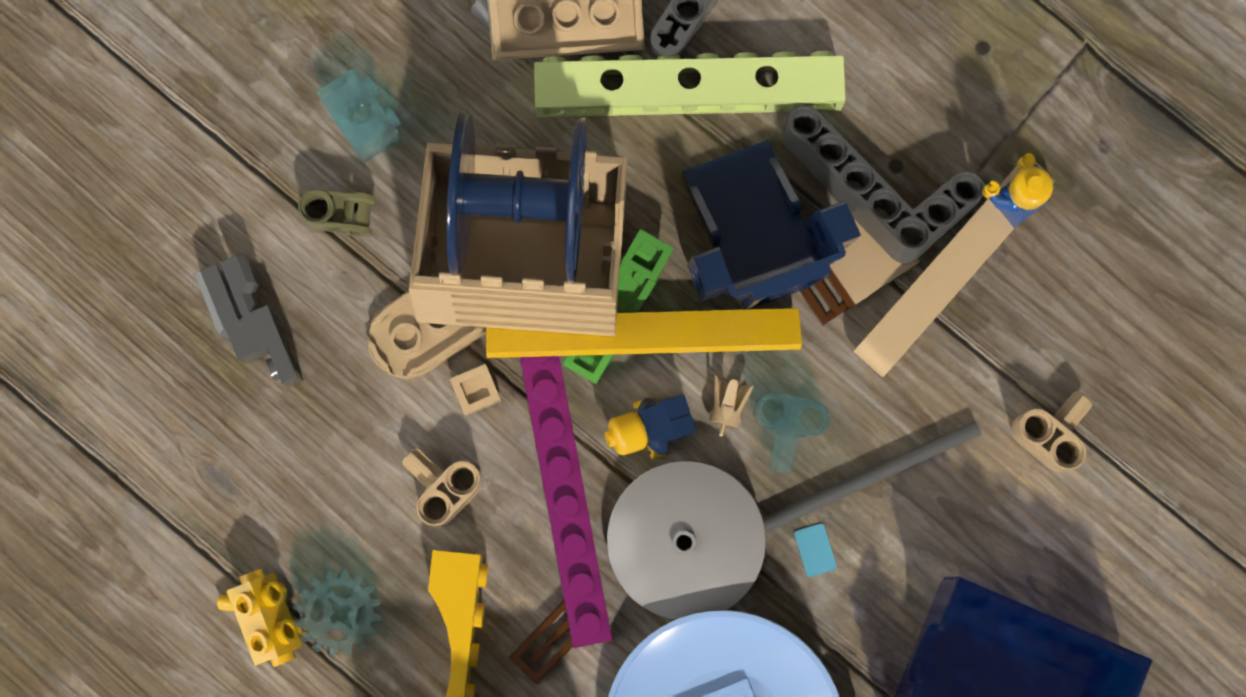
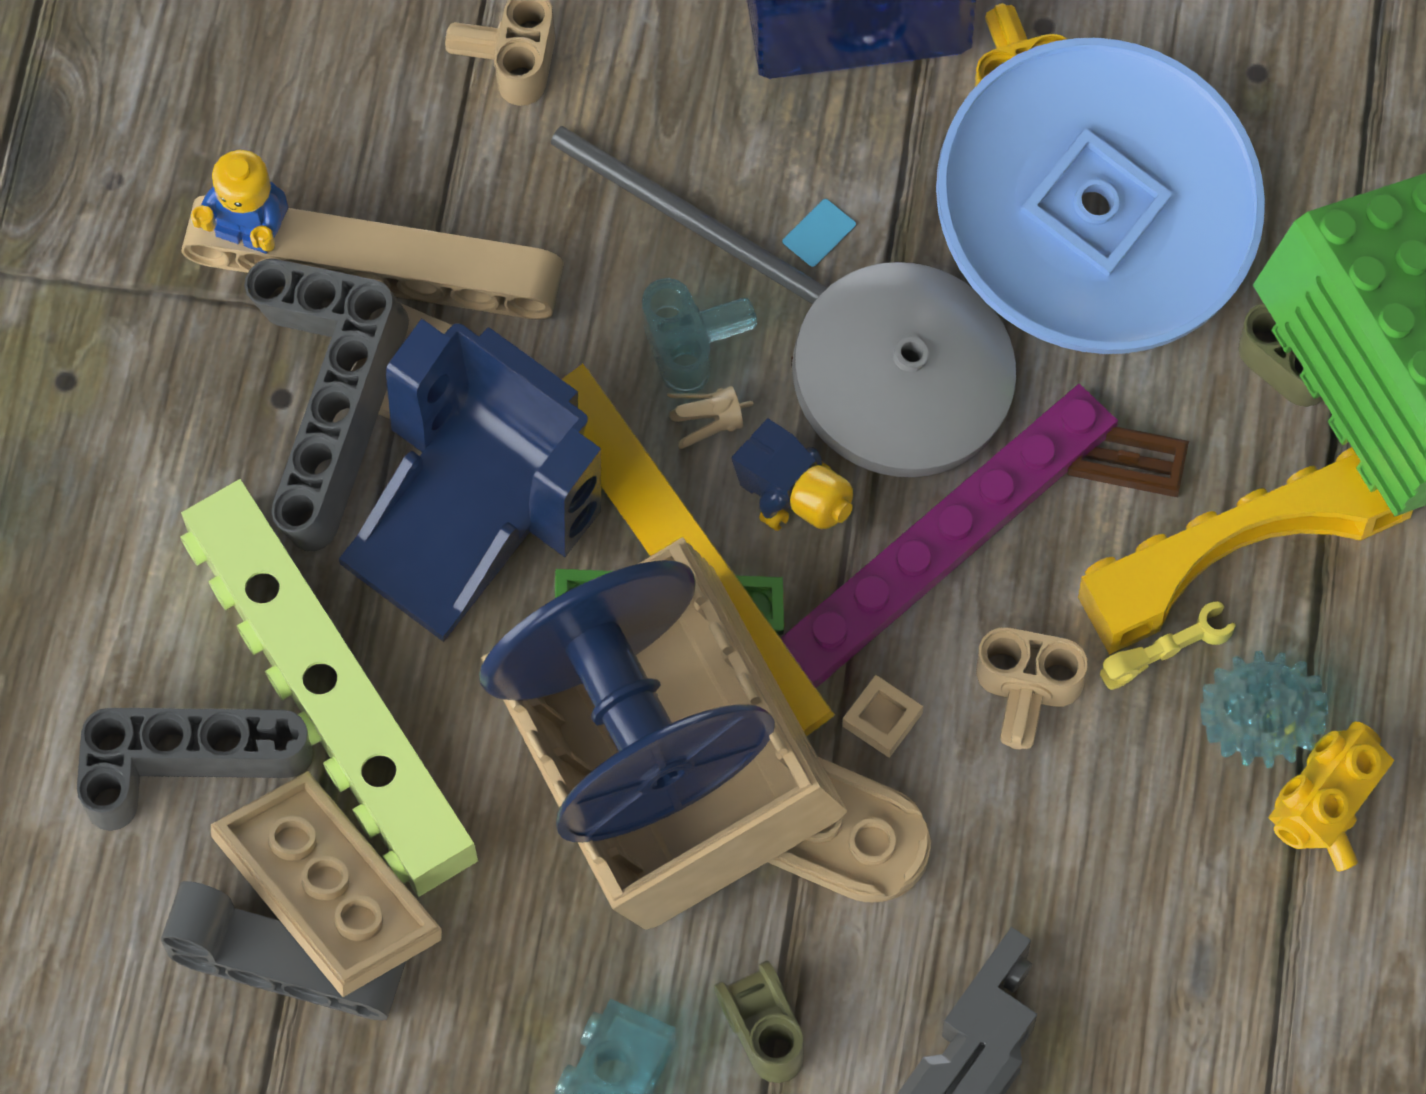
camera: 120 degrees left, 15 degrees down
(418, 553) = (1127, 664): none -> light yellow piece

